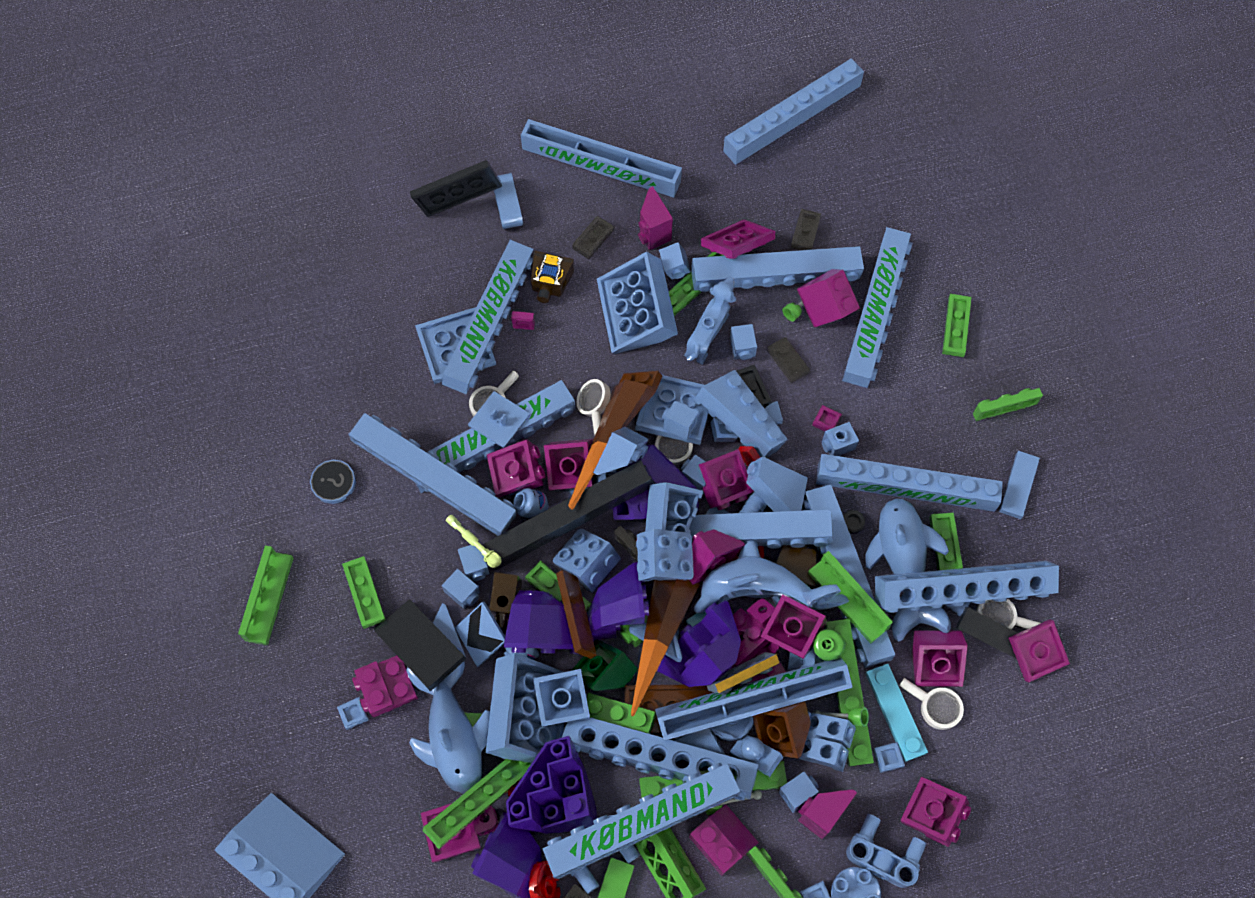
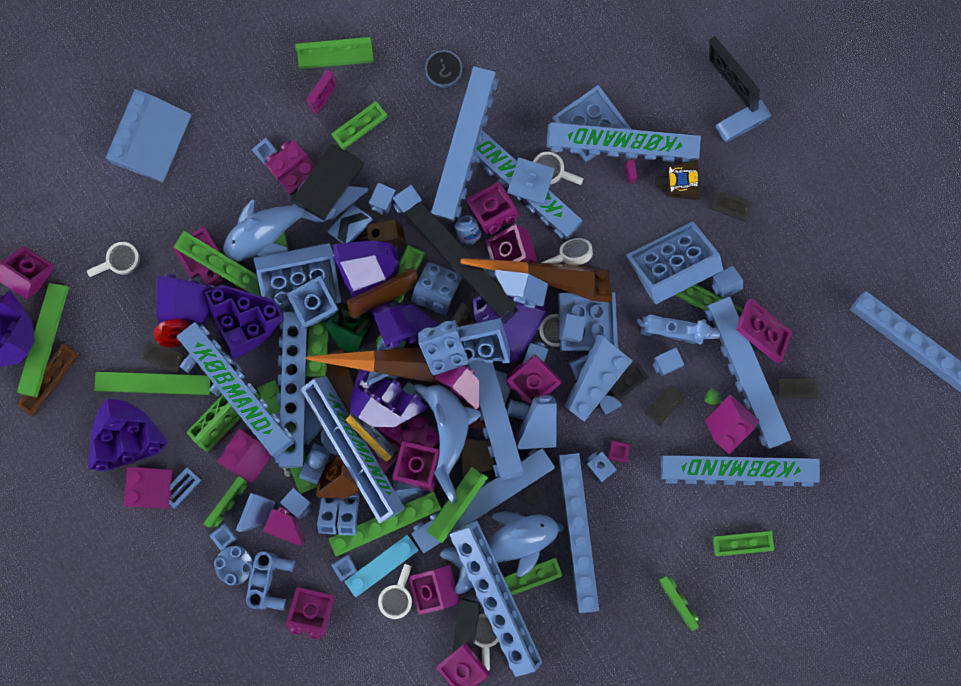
camera: 75 degrees right, 15 degrees up
(308, 619) = (321, 91): none -> magenta tile
(490, 557) = (409, 212): yellowish green piece -> none
(601, 158) = (811, 188): medium blue brick -> none
(654, 221) = (756, 253): magenta slope -> none
(748, 454) = (563, 394): red tile -> none
(800, 843) = (255, 512): none -> medium blue slope
(837, 644) = (410, 497): bright green head -> none
(857, 716) = (363, 534): bright green hinge -> none
(1019, 485) = (607, 628): medium blue tile -> none

